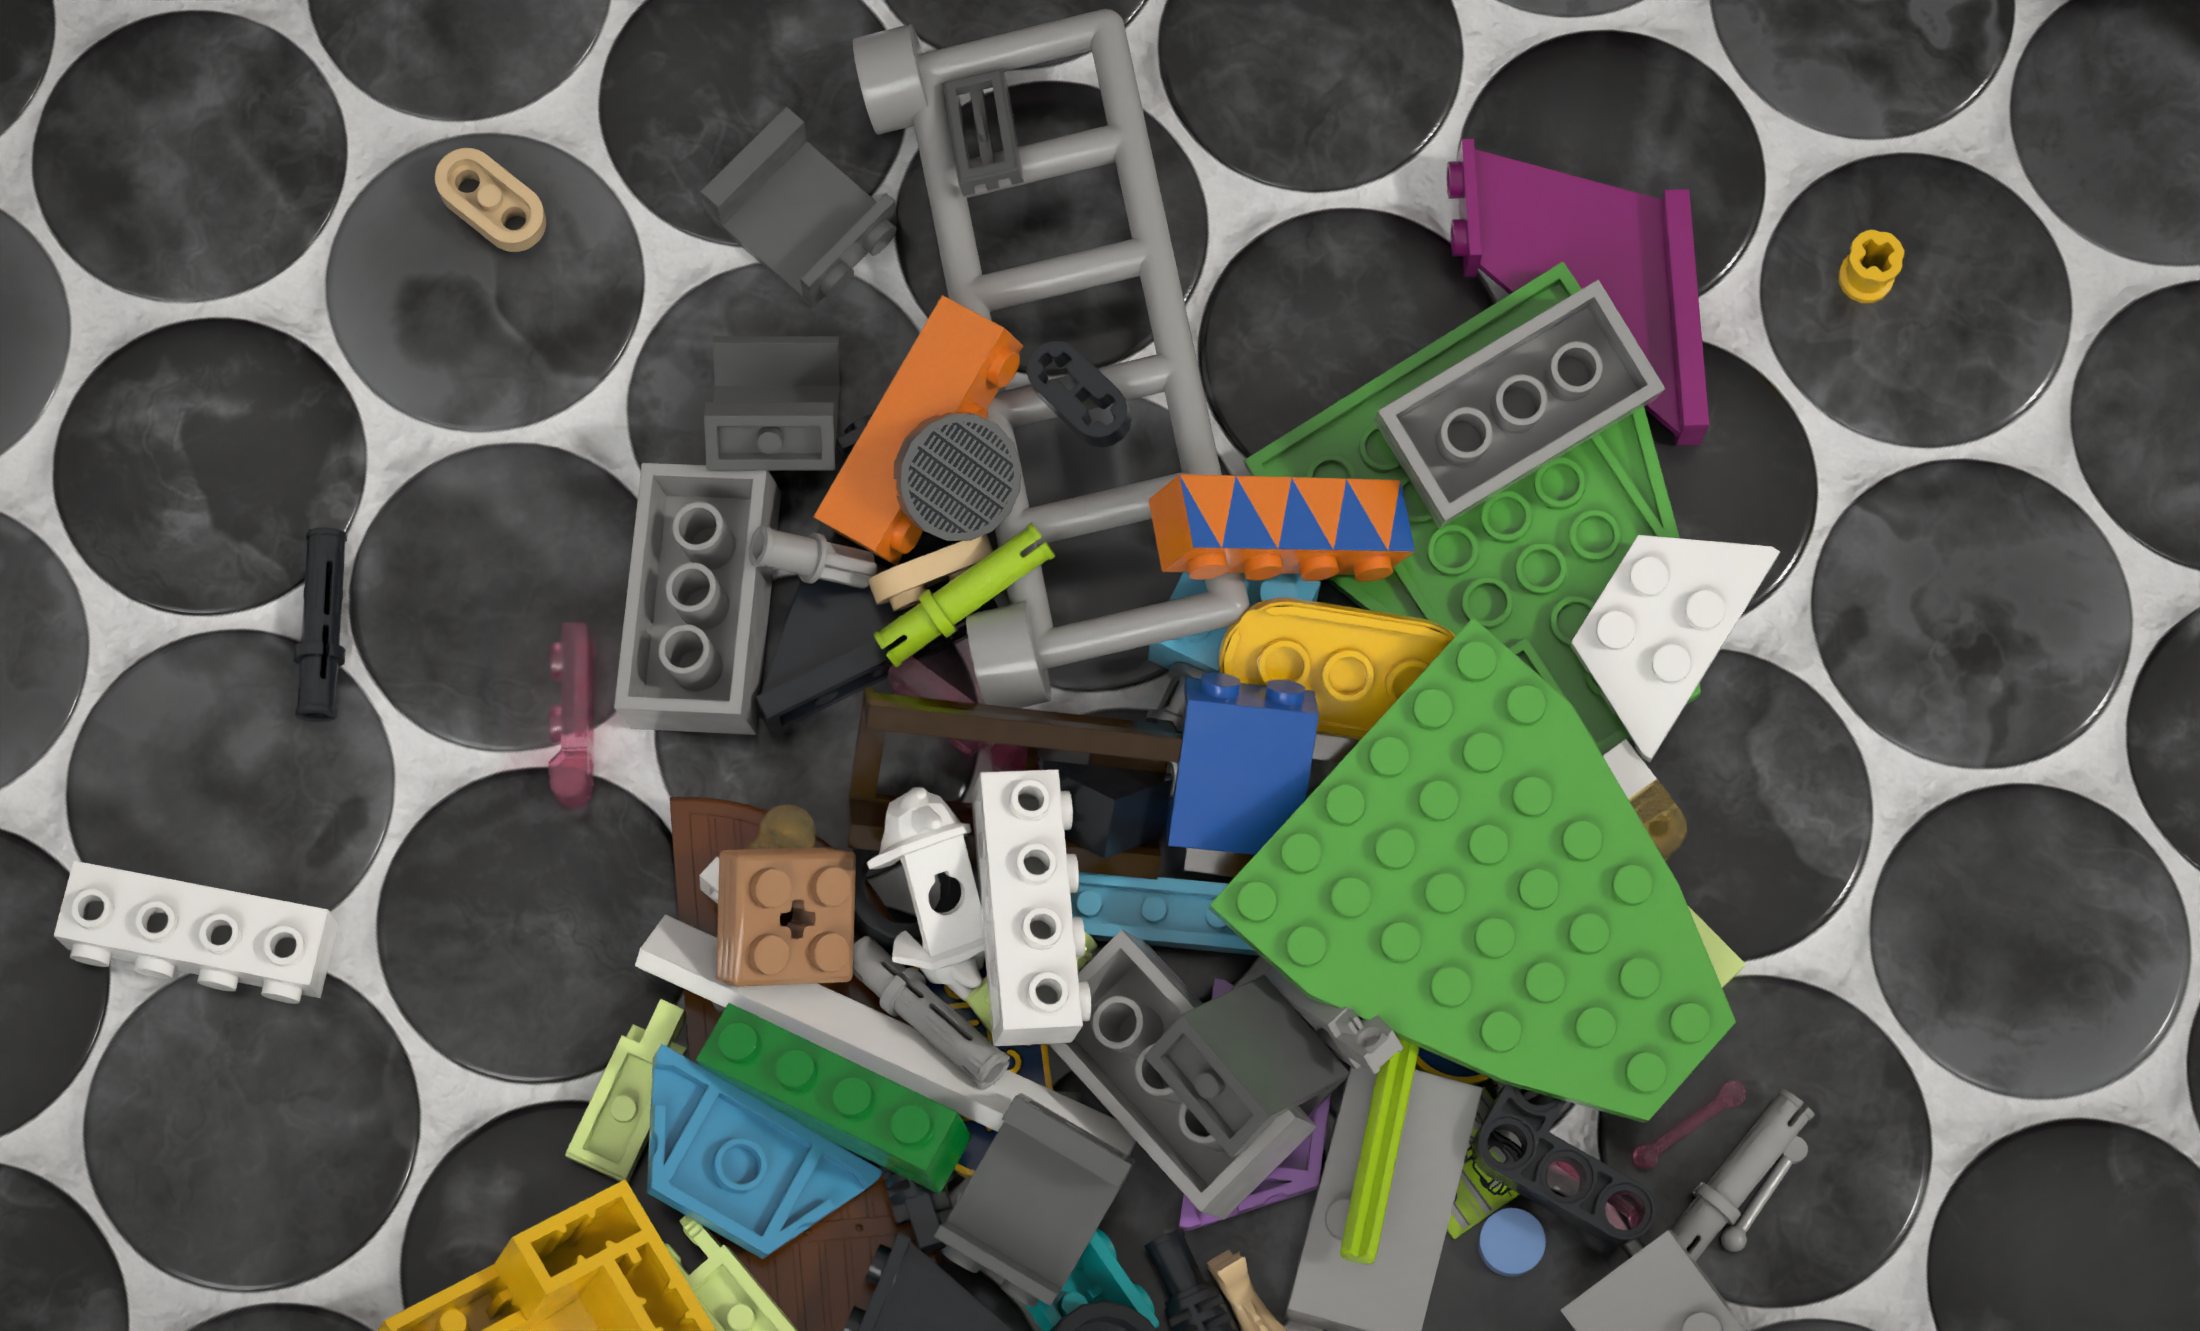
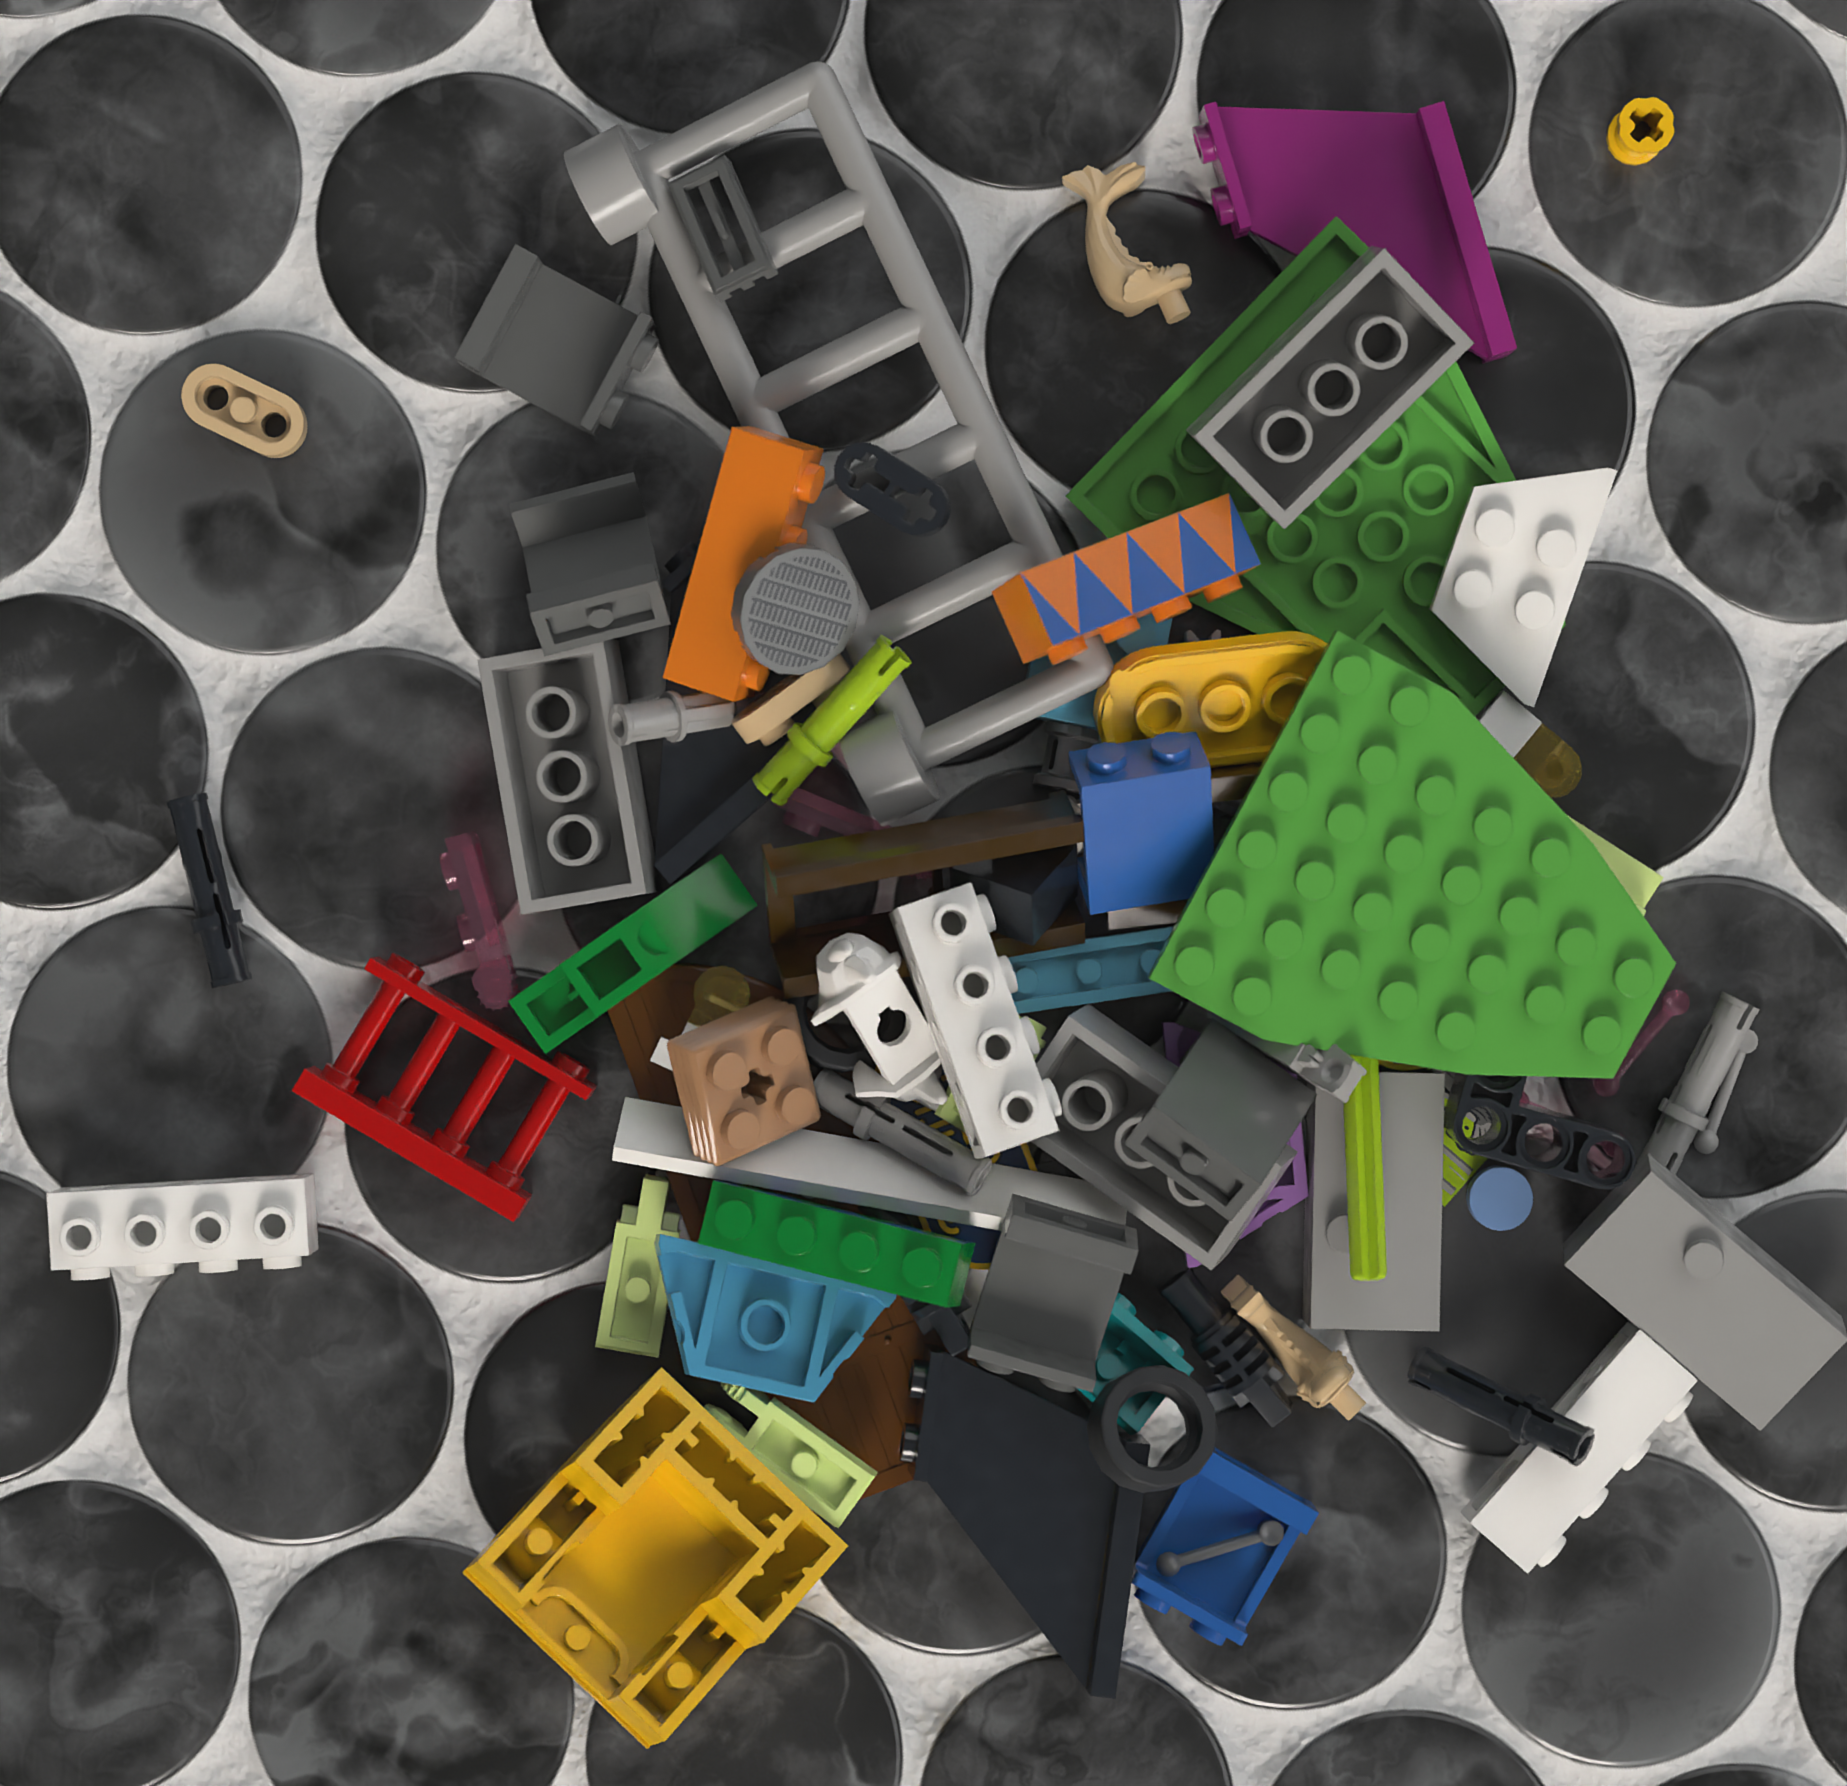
camera: 10 degrees left, 15 degrees up
(476, 924) = (391, 1117): none -> red fence
(710, 777) = (632, 953): none -> green slope
(1344, 278) = (1121, 278): none -> tan animal

